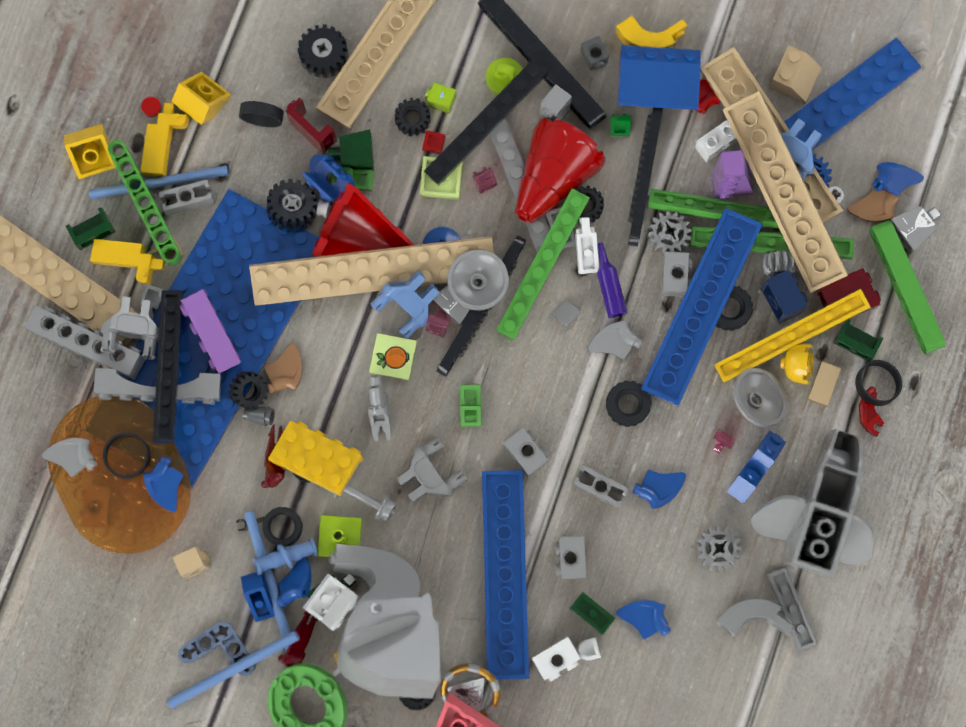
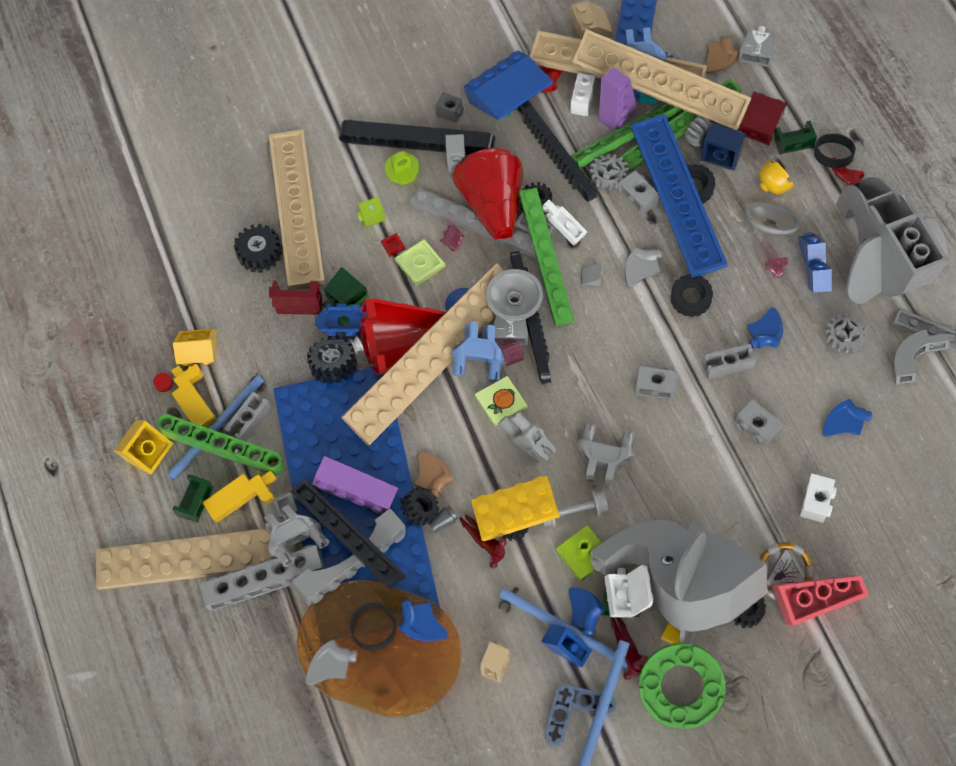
camera: 40 degrees left, 15 degrees down
(261, 114) = (247, 310): black tyre -> none
(267, 526) = (534, 596): black tyre -> none
(285, 556) = (559, 597): medium blue piece -> none
(412, 105) = (362, 249): black tyre -> none
(470, 405) = (587, 387): bright green slope -> none
(486, 121) = (418, 202): black plate -> none
(505, 574) = (725, 474): blue plate -> none
(589, 649) = (832, 472): white tile -> none
(592, 613) = (810, 444): dark green panel -> none
(610, 285) = (605, 234): dark purple piece -> none
(619, 125) = (509, 135): green tile -> none
(633, 34) = (461, 75): yellow arch -> none
(792, 335) = (753, 165): yellow plate -> none
(824, 384) = (802, 181): tan tile -> none
(895, 177) = (715, 30): blue arm -> none
(907, 287) = (790, 84): bright green beam -> none

